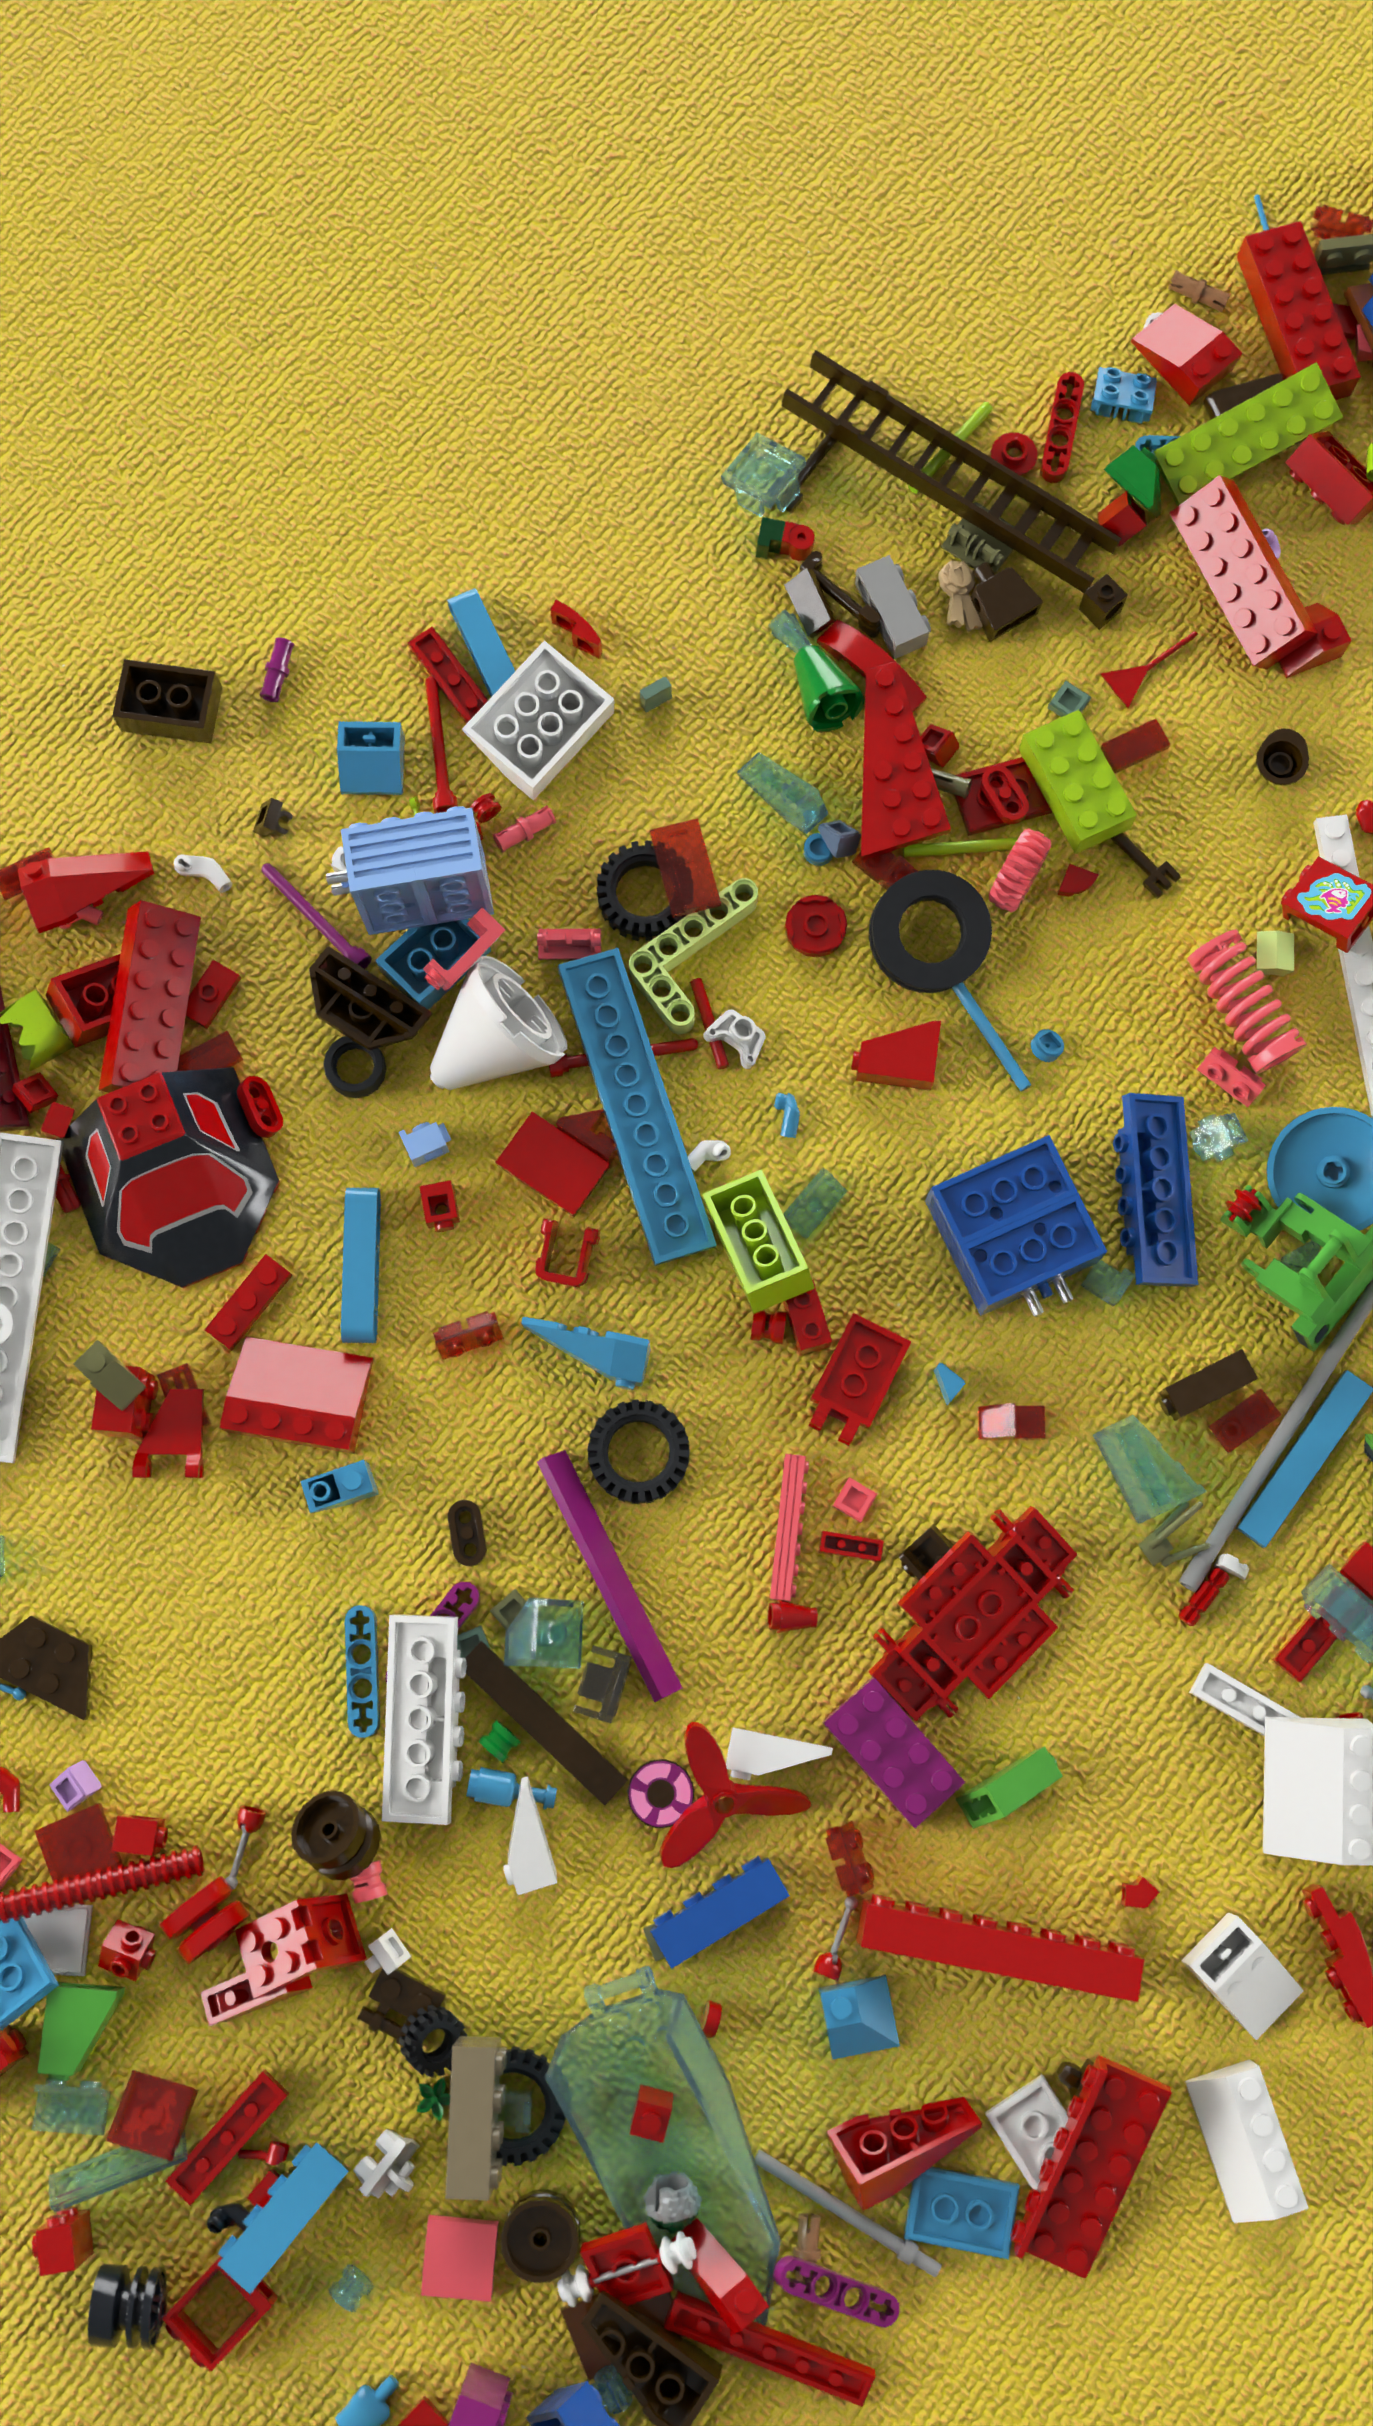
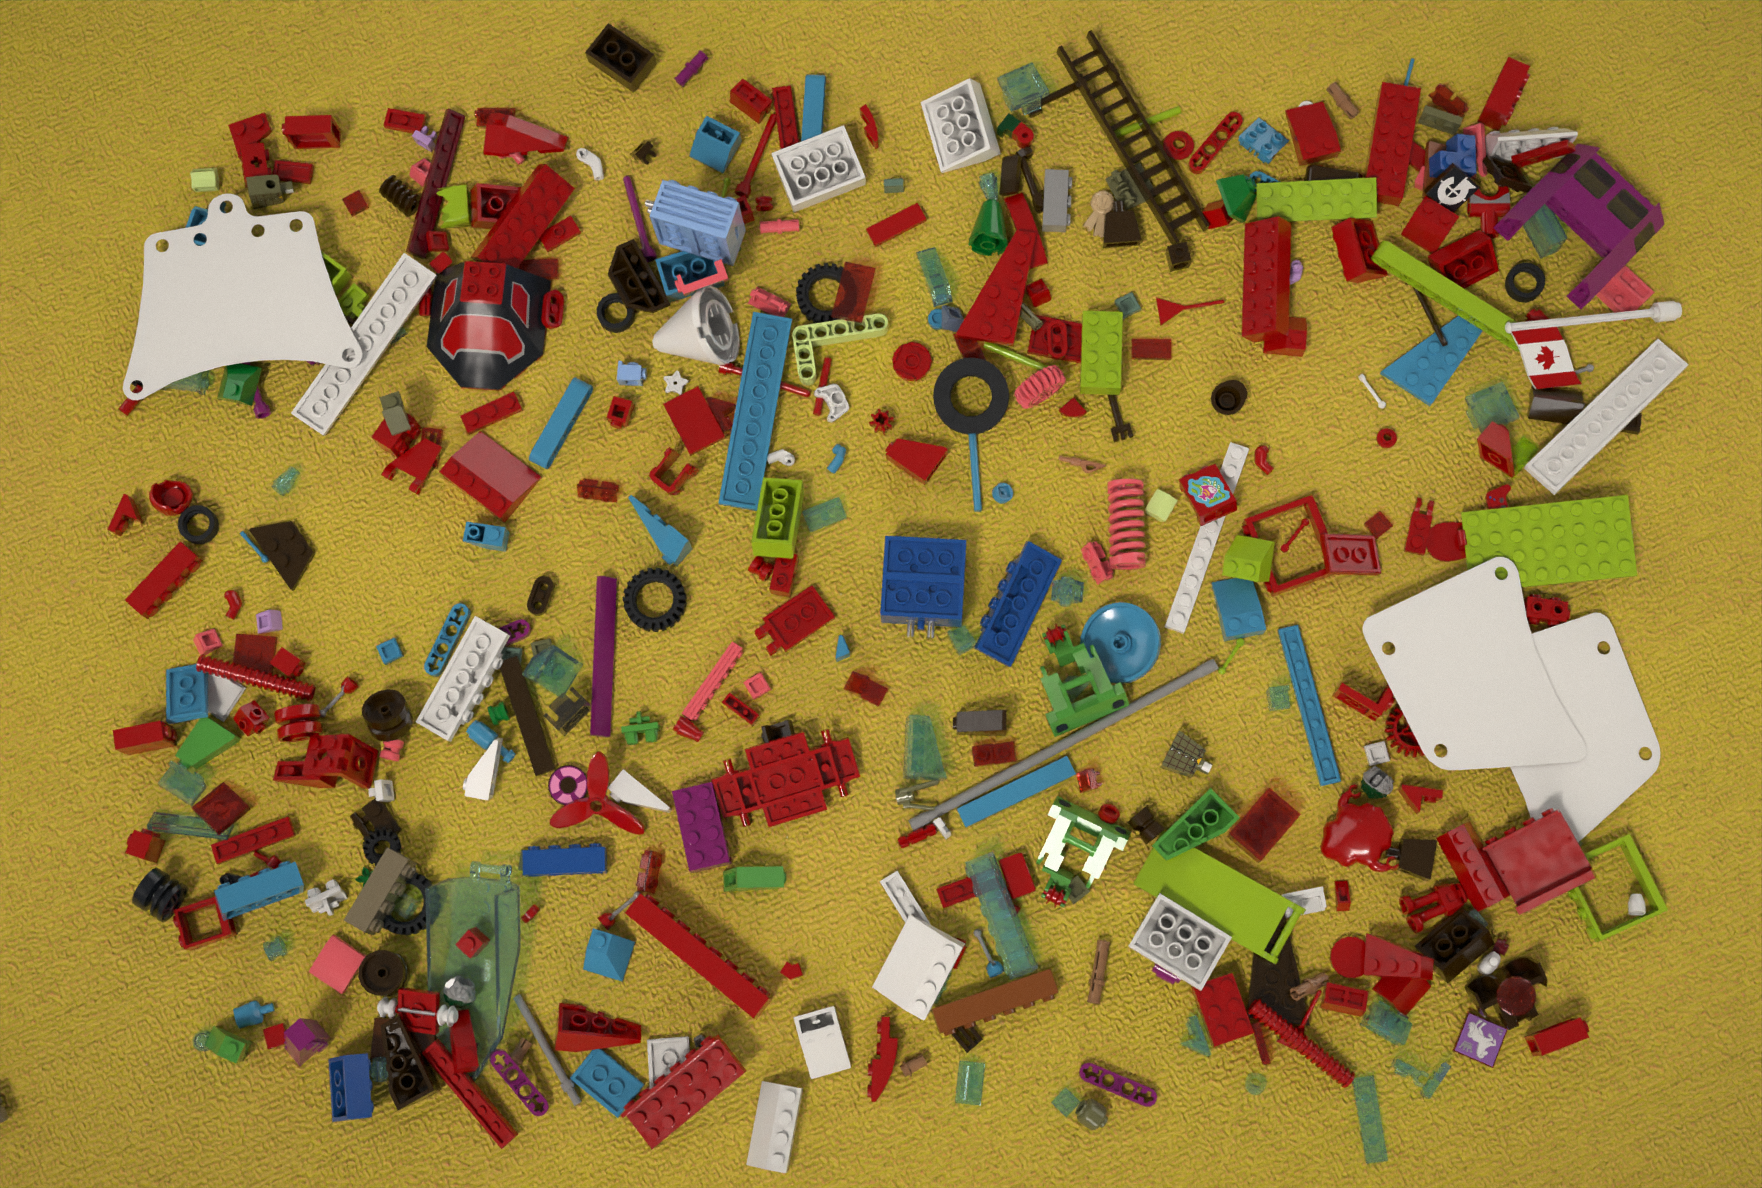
camera: 35 degrees right, 0 degrees up
(284, 1733) = (389, 651): none -> dark azure tile
(387, 674) = (750, 100): none -> red hinge
(495, 1132) = (675, 378): none -> white plate
(687, 747) = (896, 224): none -> red tile
(703, 569) = (960, 126): none -> white slope
(737, 1647) = (650, 729): none -> bright green hips
(822, 1039) = (881, 415): none -> red gear
(1125, 950) = (1083, 463): none -> nougat hand

